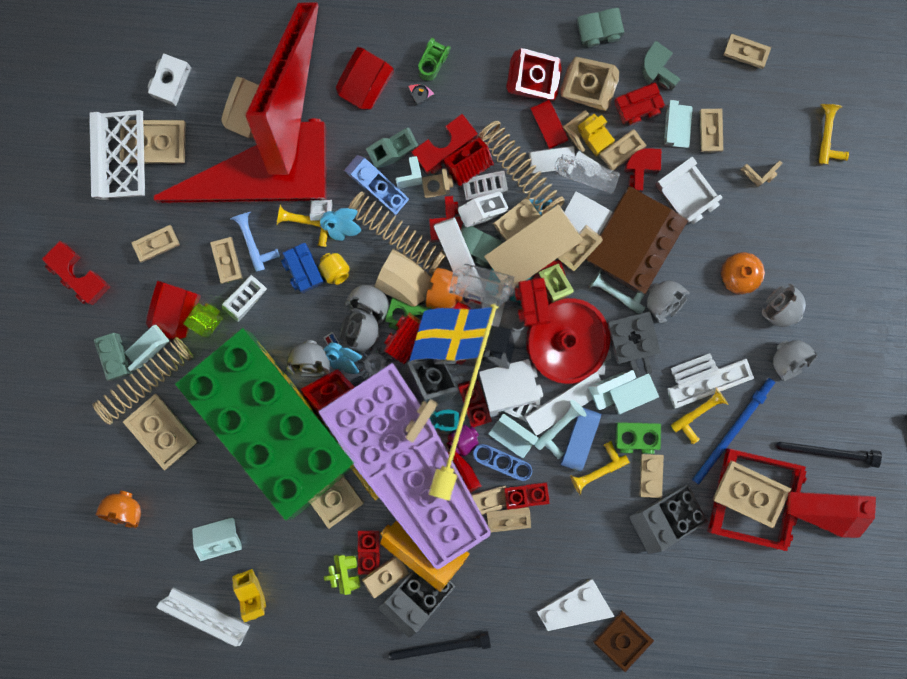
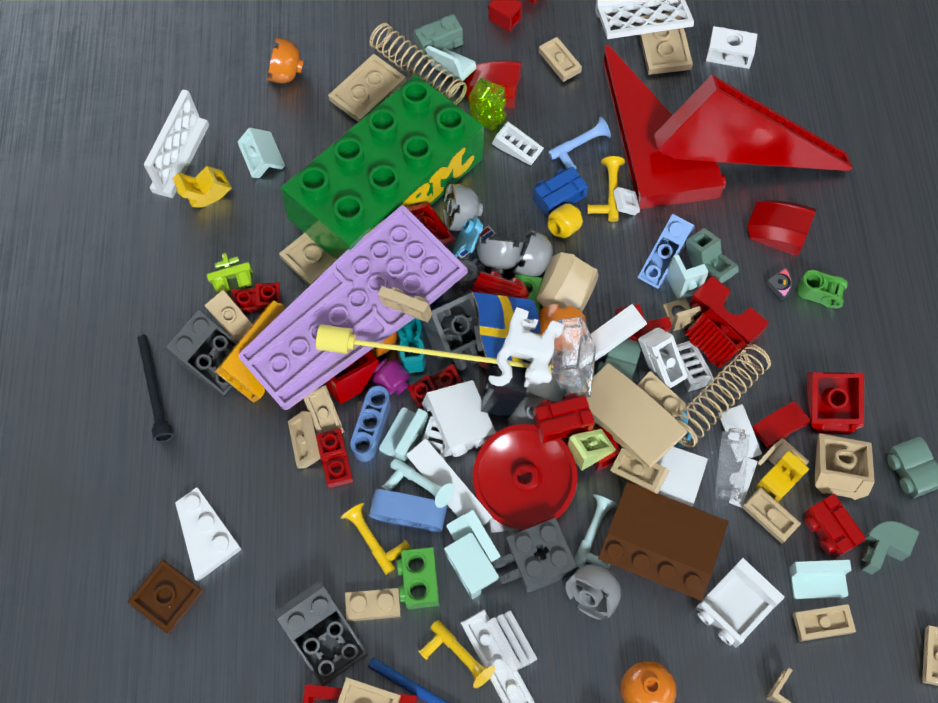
camera: 85 degrees right, 20 degrees down
(226, 260) = (554, 122): tan plate -> none
(340, 223) = (614, 217): medium azure plate -> none
(438, 259) = (601, 320): tan piece -> none
(476, 322) = (527, 346): none -> white animal
(641, 162) = (762, 538): red brick -> none

